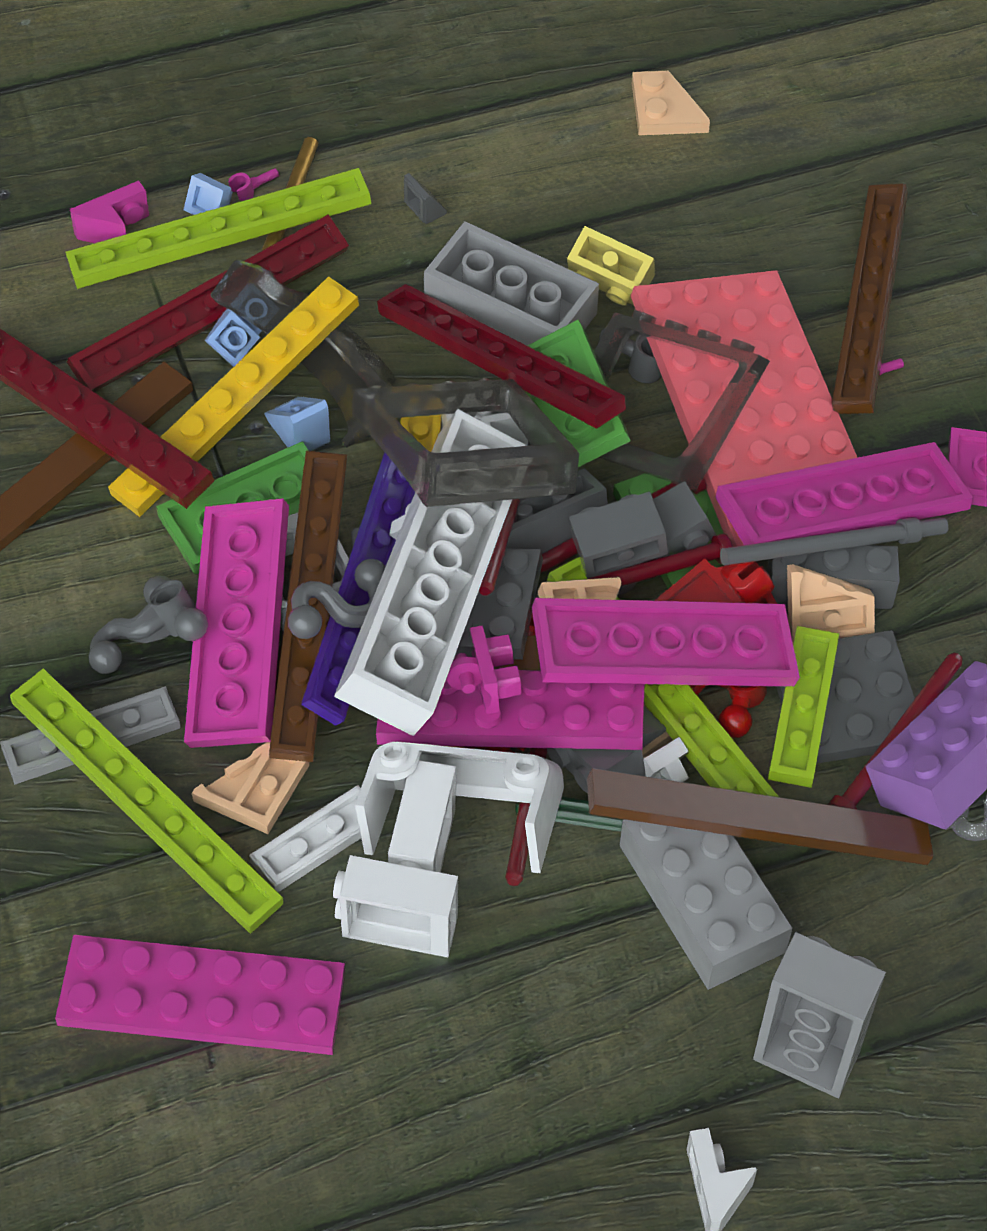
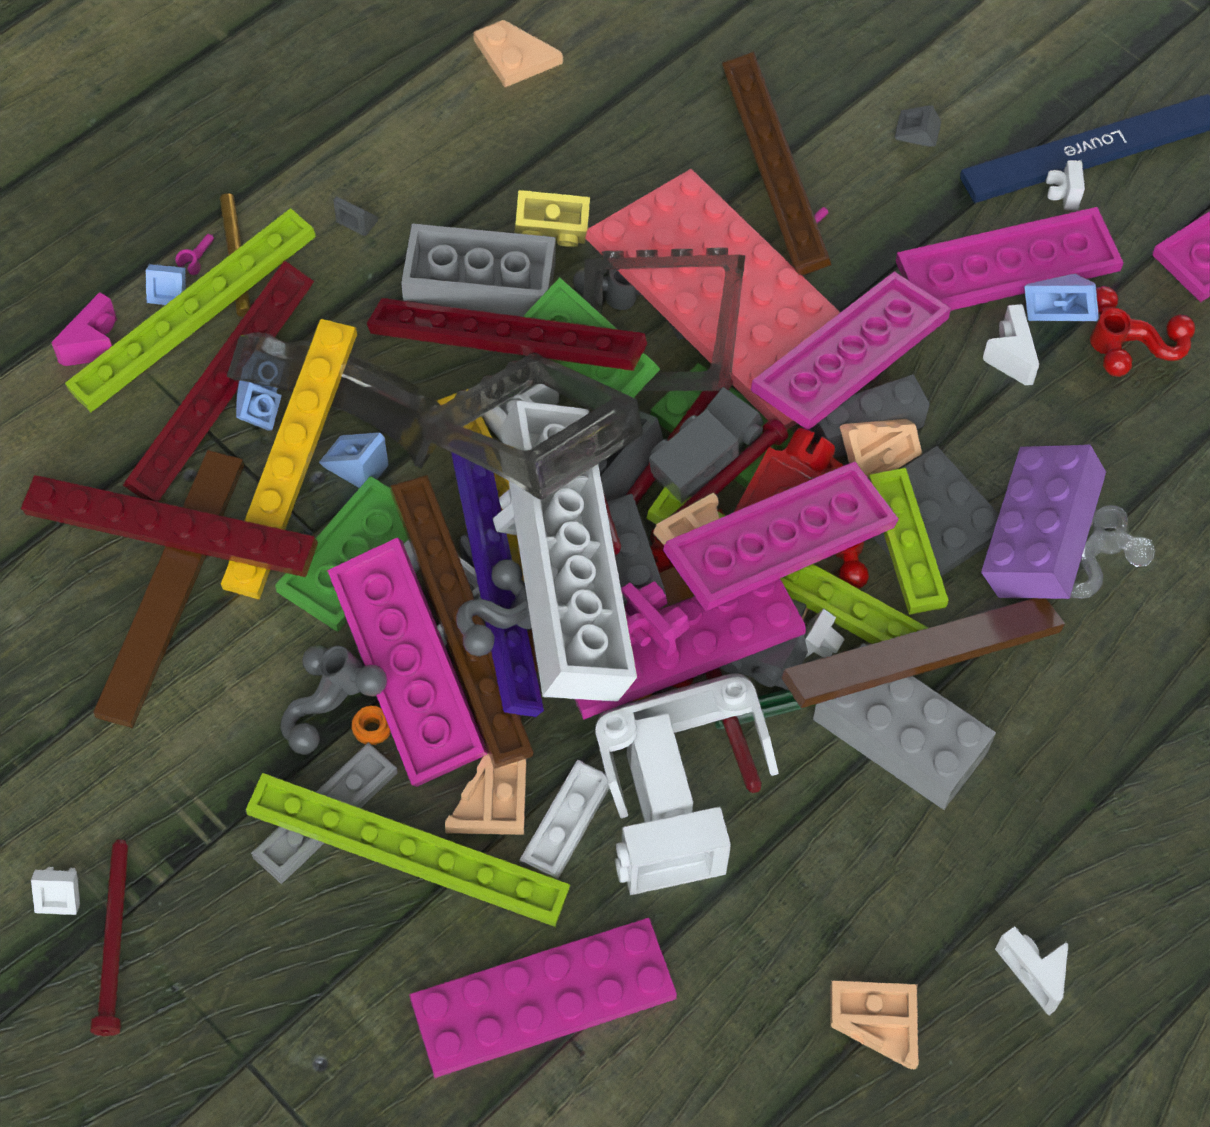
camera: 25 degrees left, 5 degrees up
(171, 663) = (369, 715): none -> orange plate
(523, 1159) = (878, 1017): none -> light nougat wing
(818, 1013) = (1063, 797): light grey brick -> none
(904, 531) = (910, 359): dark grey bar -> none
(927, 695) = (996, 498): dark red bar -> none

